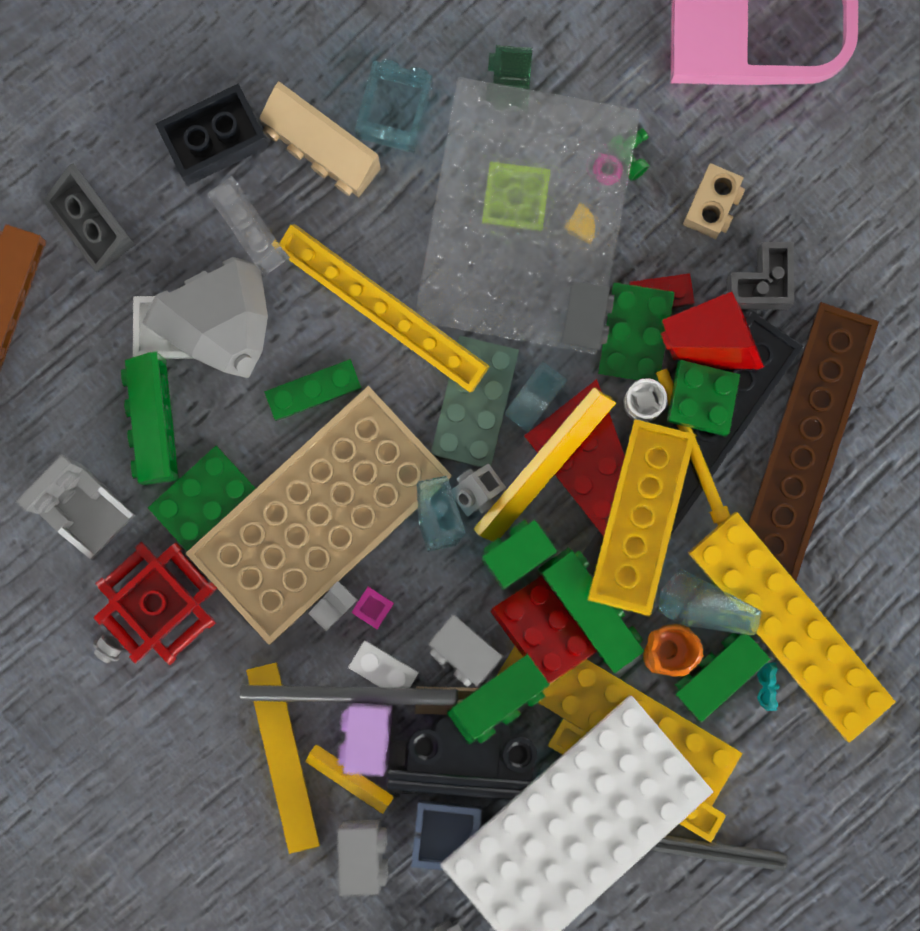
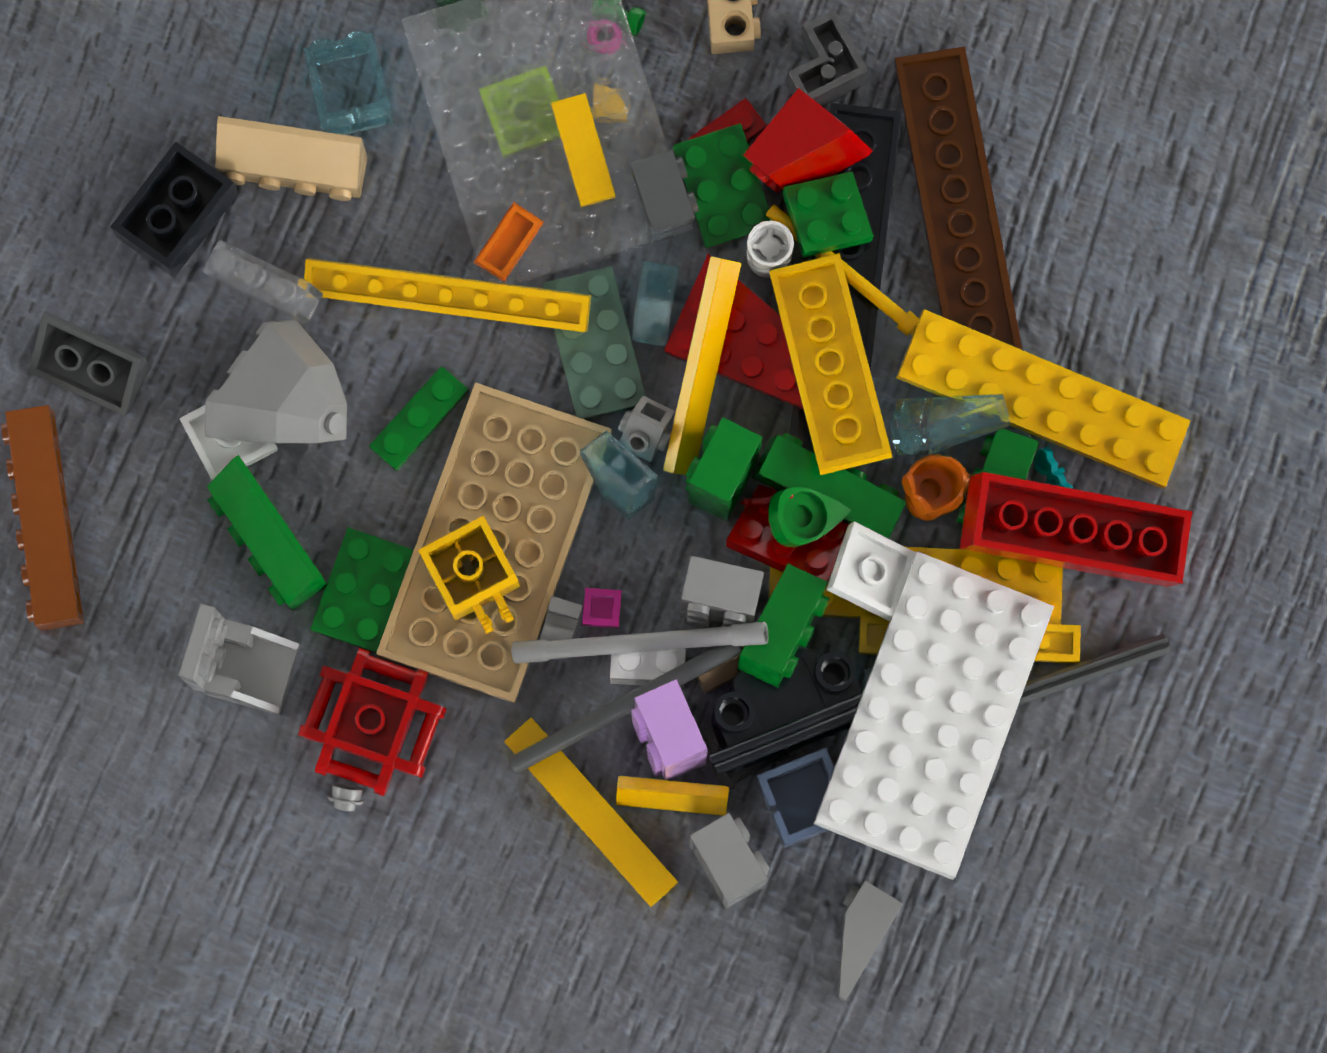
camera: 30 degrees left, 5 degrees down
(269, 543) = (470, 593): none -> yellow hinge
(449, 292) = (508, 242): none -> orange tile
(455, 691) = (735, 635): none -> light grey piece
(543, 250) = (583, 150): none -> yellow tile
(557, 621) = (800, 514): none -> green piece
(588, 692) = (870, 571): none -> white plate
(761, 744) = (1075, 529): none -> red brick

